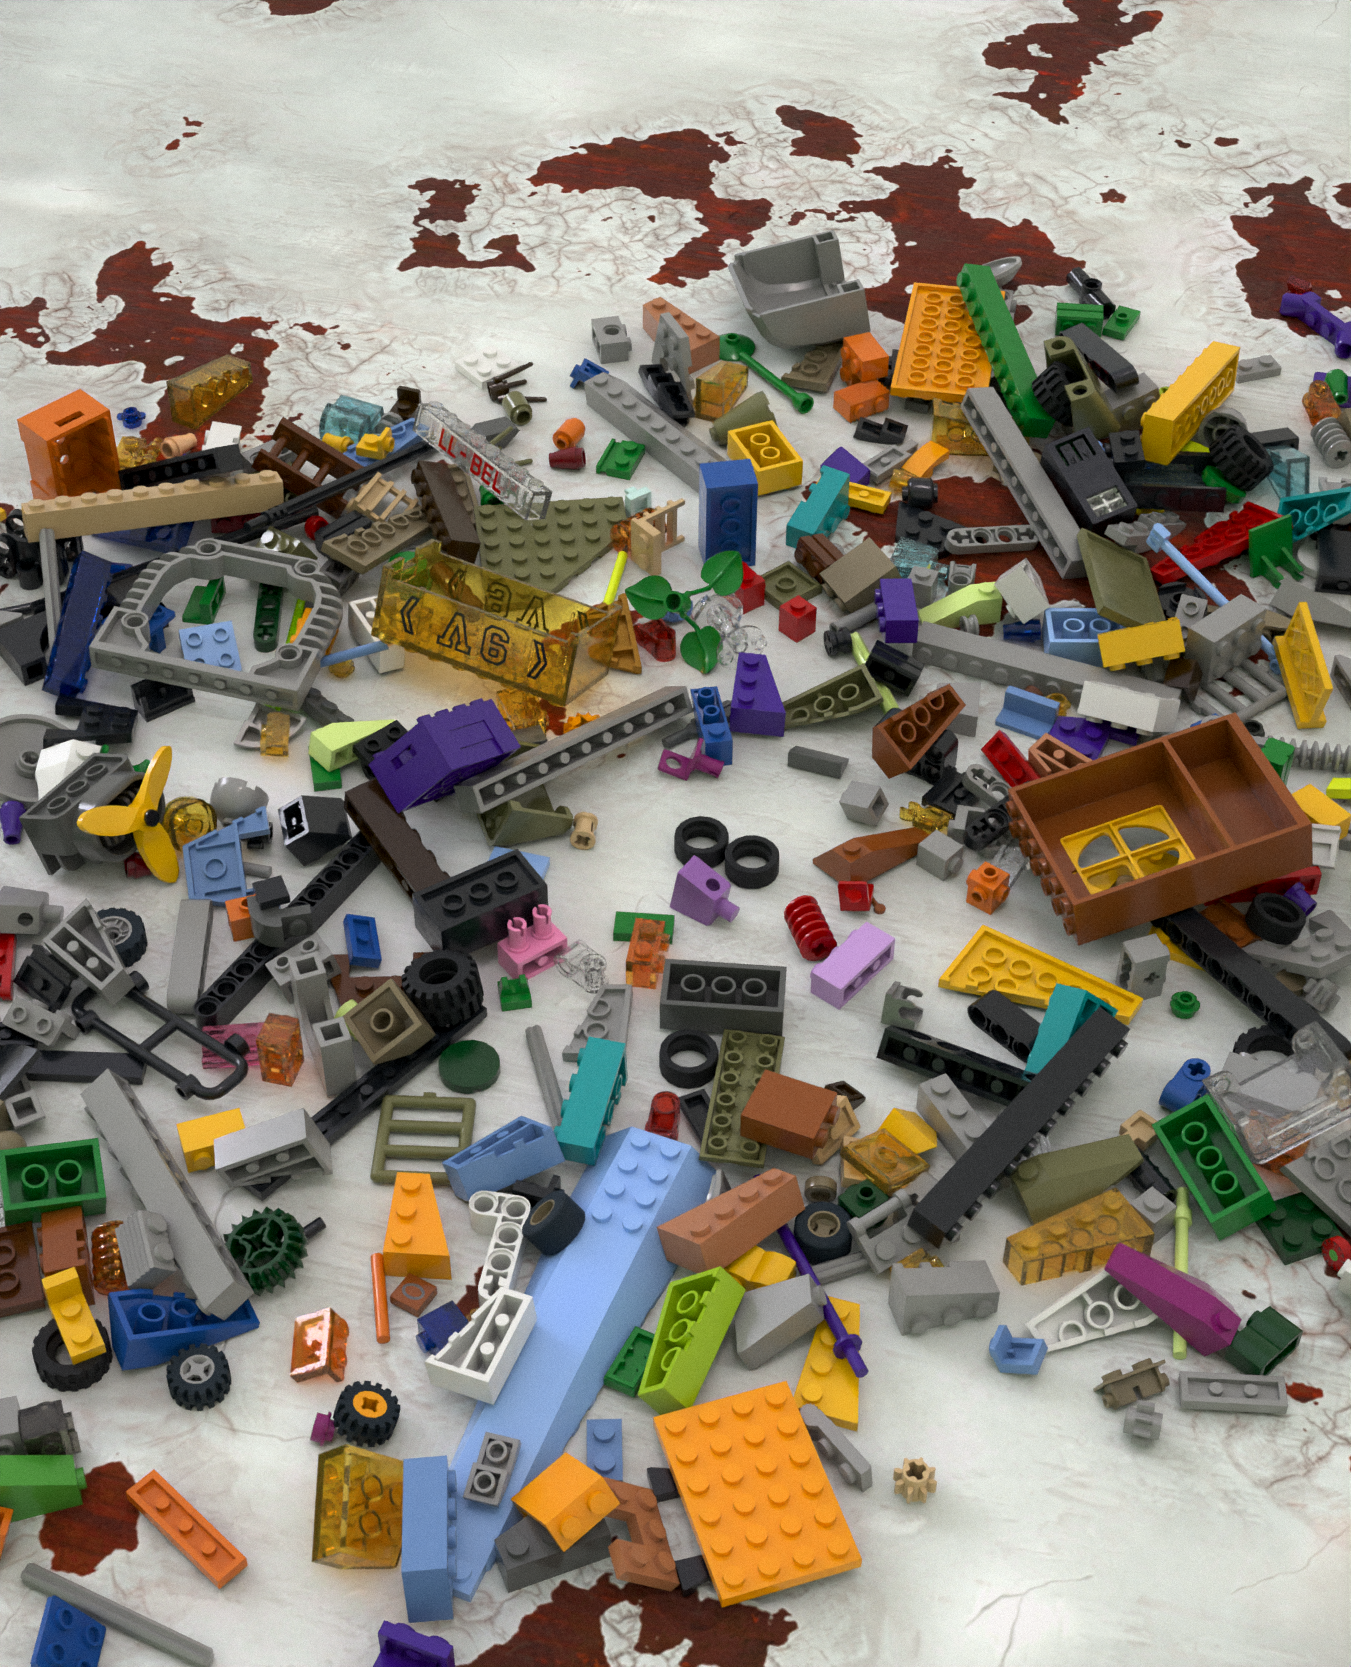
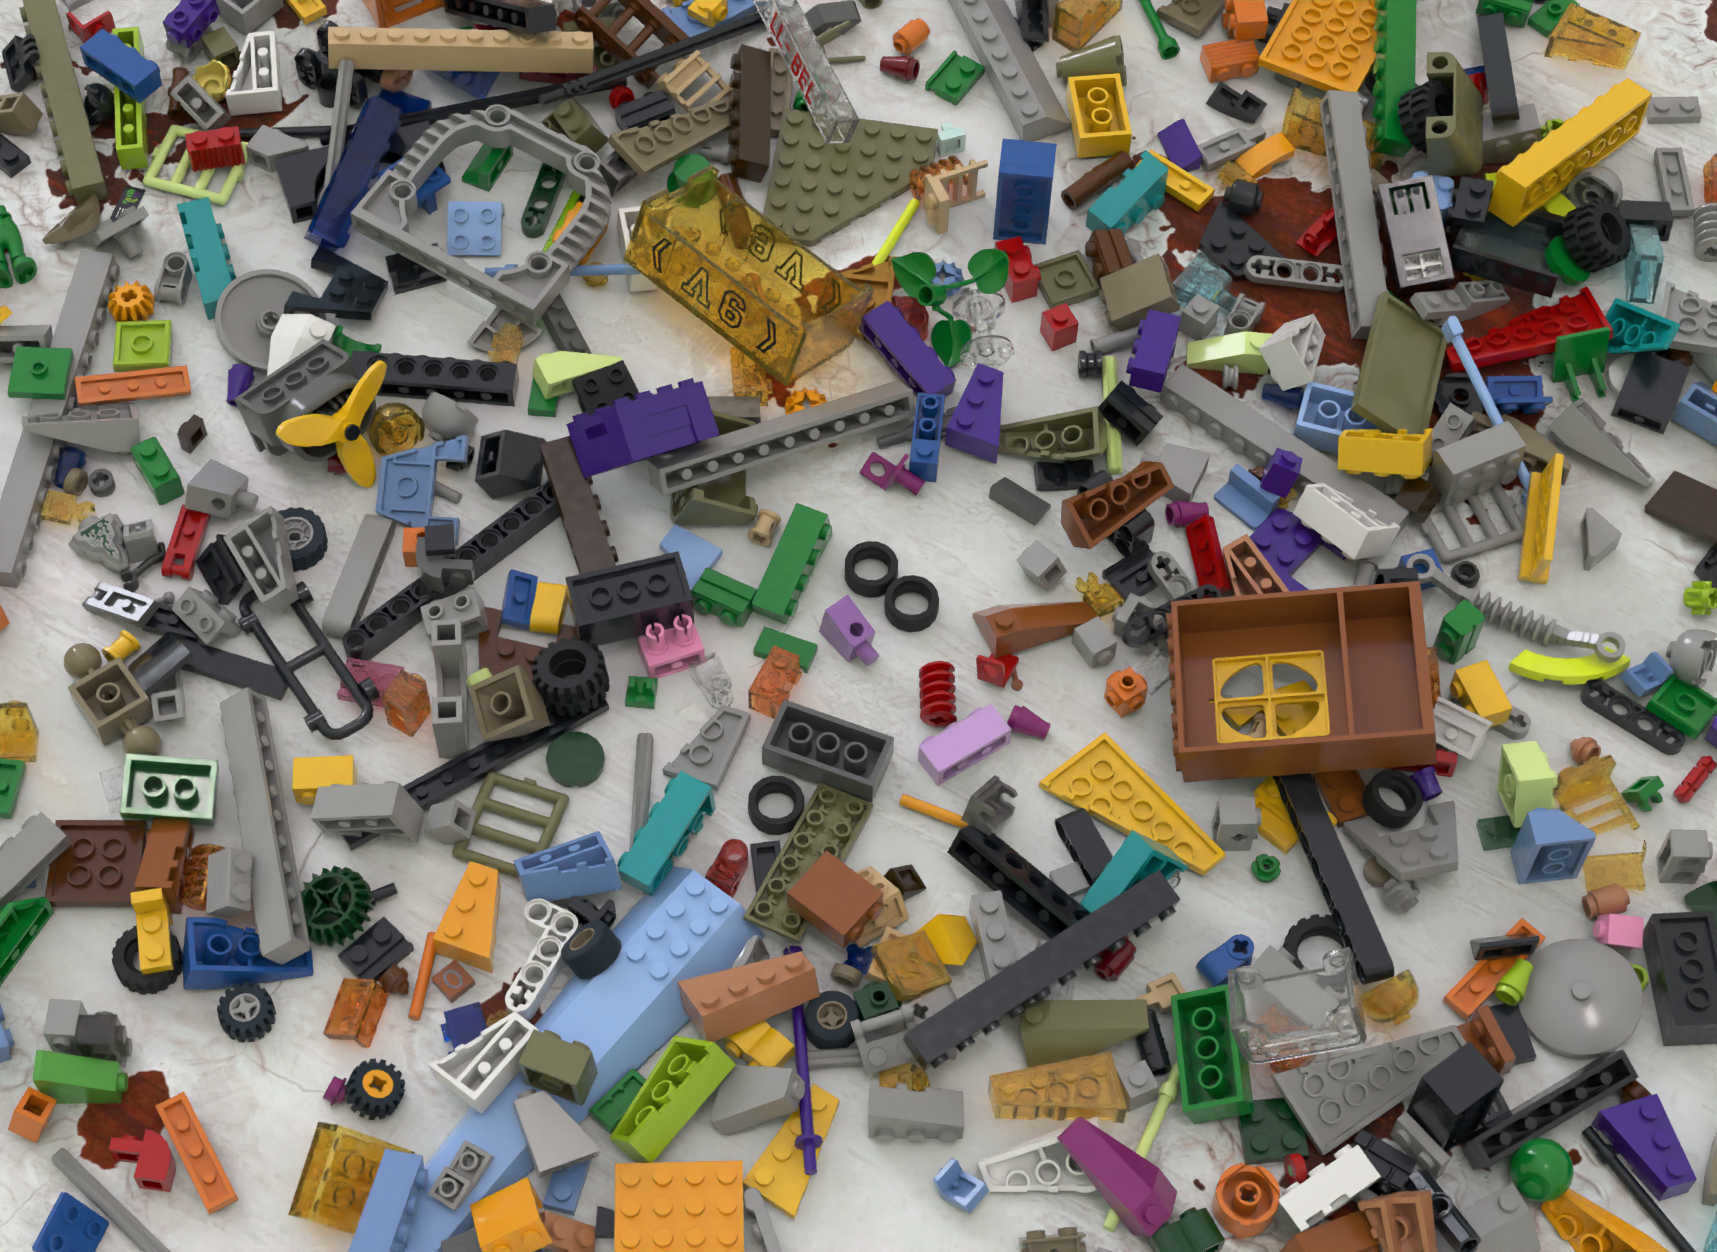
camera: 15 degrees right, 15 degrees up
(95, 545) = (395, 79): none -> nougat beam
(137, 1543) = (153, 1157): none -> red brick
(267, 768) = (447, 380): none -> black brick
(320, 1285) = (376, 951): none -> black plate
(352, 1307) = (395, 980): none -> reddish brown plate
(361, 1146) = (450, 821): none -> light grey brick
(395, 941) = (548, 608): none -> yellow beam
(564, 1331) = (558, 1066): none -> olive brick
(572, 894) = (723, 598): none -> green brick
(577, 1402) = (551, 1133): none -> light grey slope
(625, 850) = (792, 563): none -> green wedge
(662, 660) = (906, 351): none -> dark purple brick
(782, 506) = (1096, 180): none -> reddish brown axle
(832, 1167) = (854, 952): none -> clear blue plate
(846, 1030) = (932, 810): none -> light orange bar
(854, 733) = (1062, 475): none -> black slope
(907, 934) = (1027, 723): none -> magenta cone
(975, 737) = (1184, 513): none -> magenta cone
(999, 507) = (1319, 235): none -> red hinge
(1005, 1053) = (1070, 879): none -> light grey tile
(1054, 680) = (1281, 472): none -> dark purple brick
(1081, 1115) = (1115, 964): none -> dark red brick
(1165, 329) = (1592, 38): none -> clear yellow wedge
(1184, 972) = (1276, 826): none -> yellow tile
(1234, 583) = (1517, 393): none -> blue bracket
(1282, 413) = (1674, 180): none -> light grey plate
(1306, 1289) = (1231, 1196): none -> orange brick

